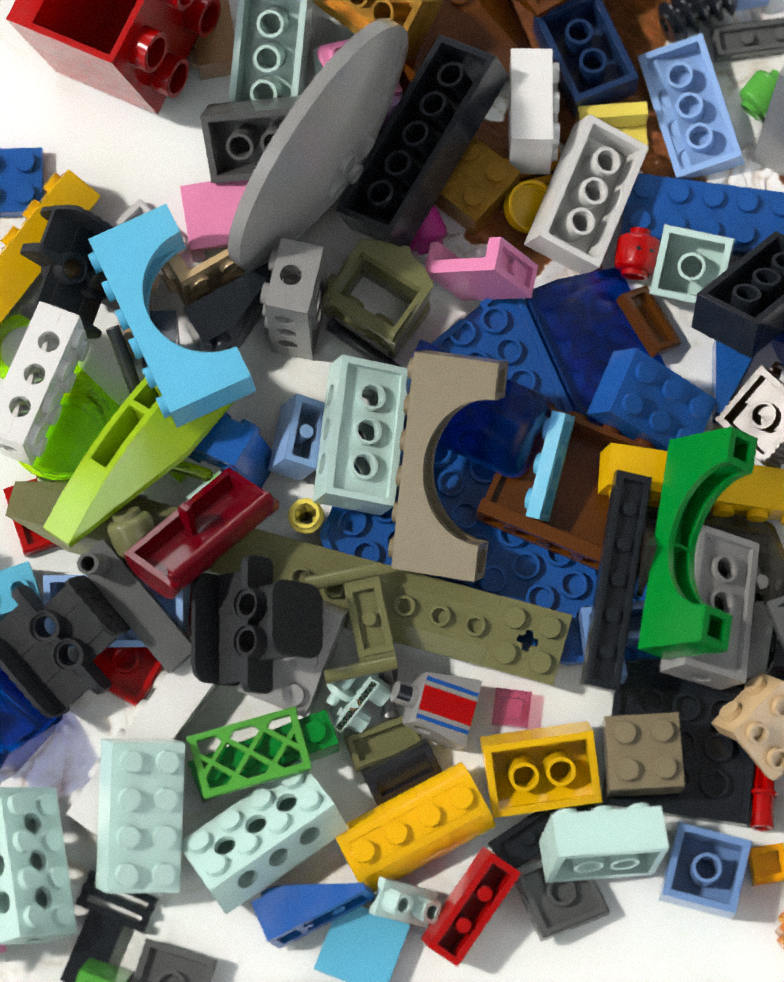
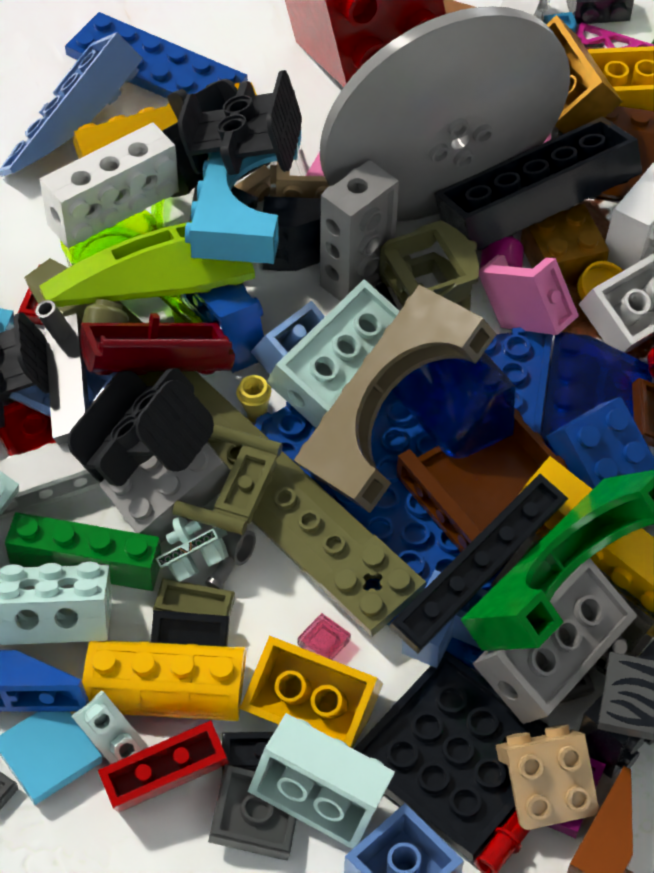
camera: 30 degrees right, 20 degrees down
(156, 253) = (244, 127): none -> black piece
(238, 781) = (78, 553): bright green window -> none
(439, 706) = (258, 593): torso -> none
(549, 465) = (486, 454): medium azure plate -> none
(642, 754) = (411, 728): dark tan brick -> none

